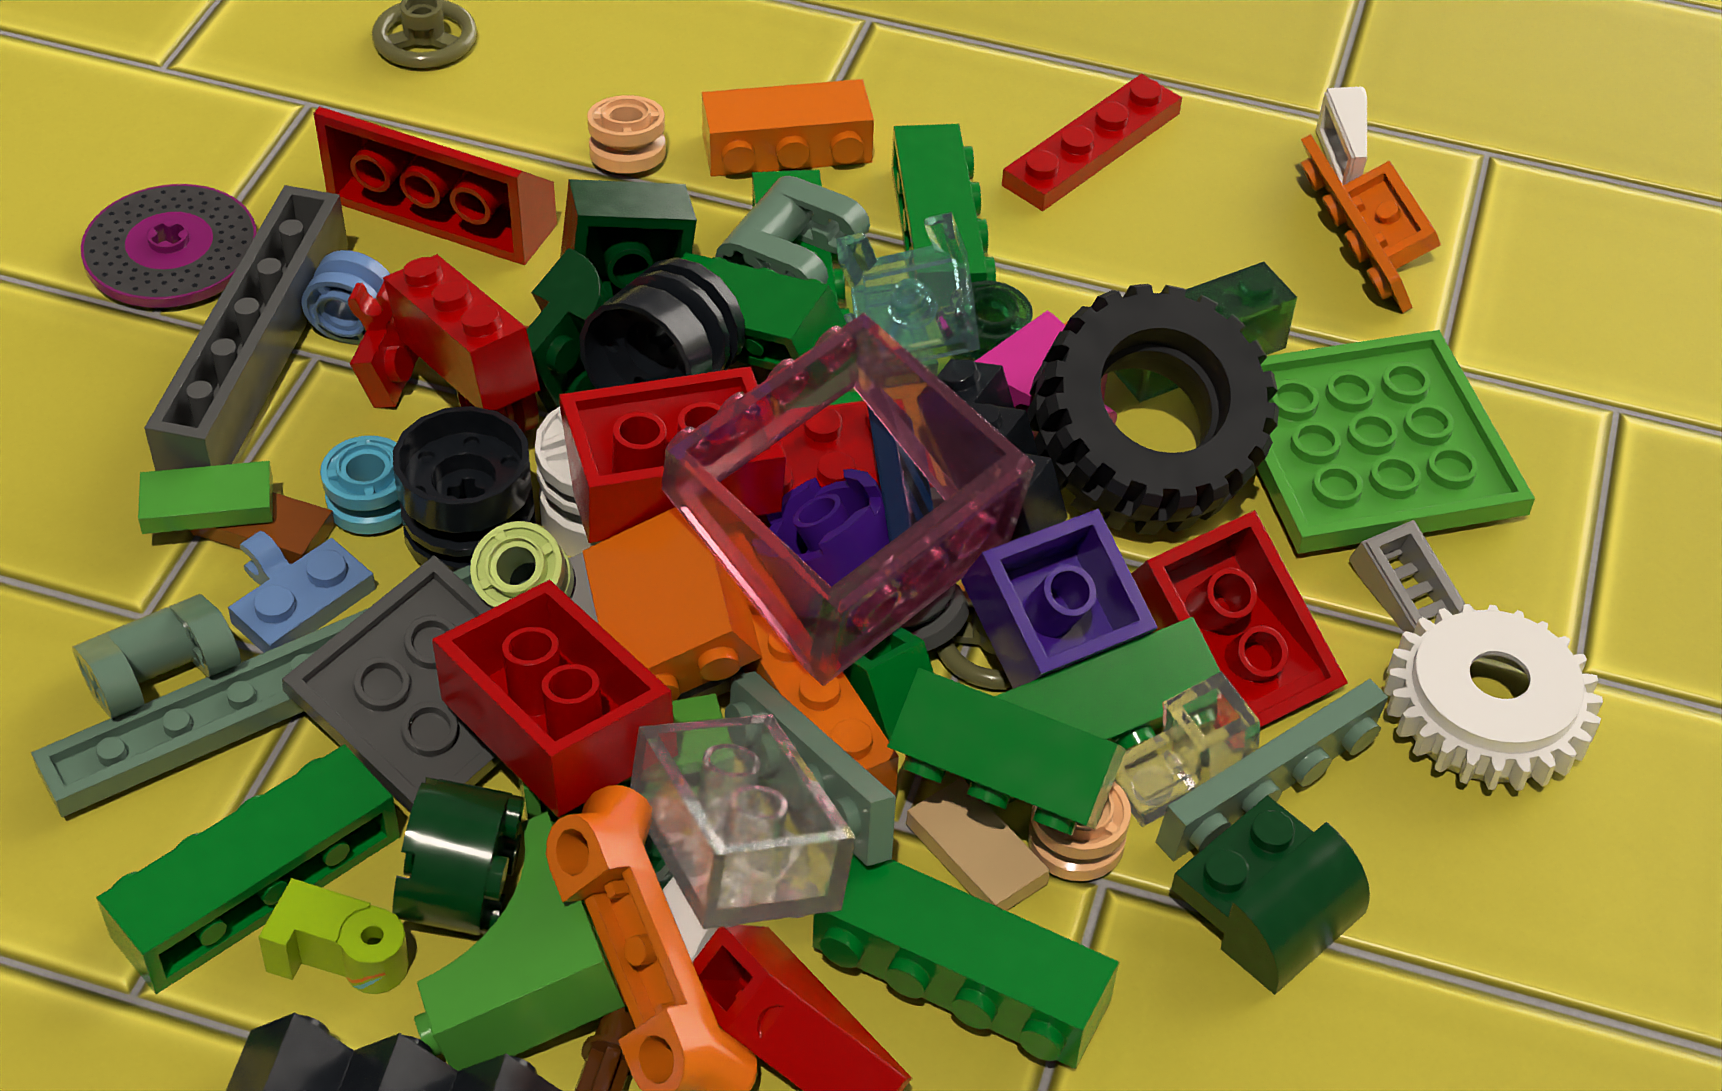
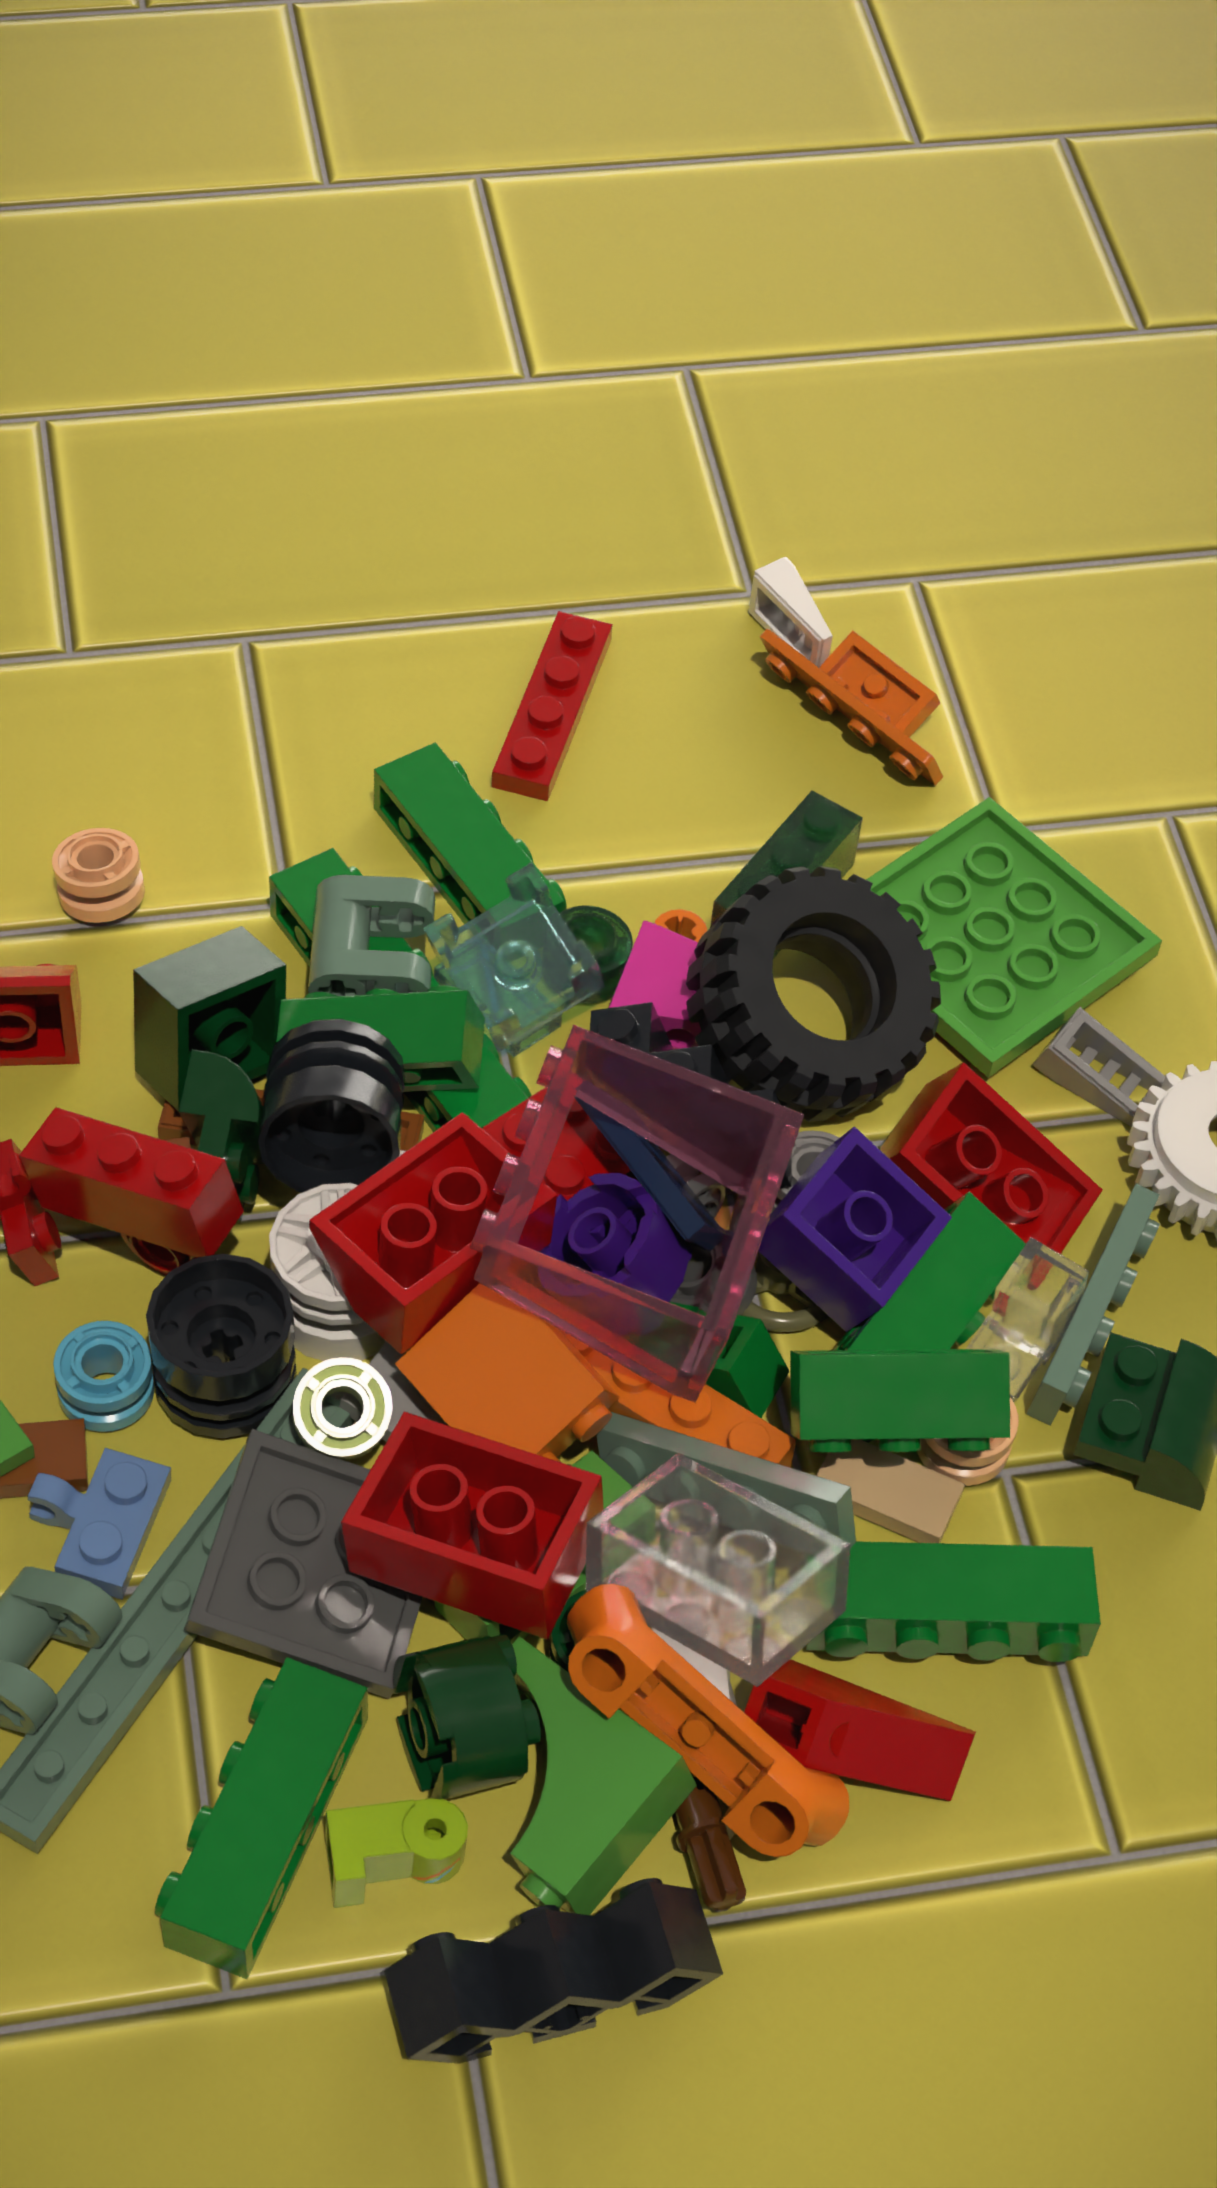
camera: 30 degrees left, 5 degrees up
(787, 127) = (255, 805): orange brick -> none

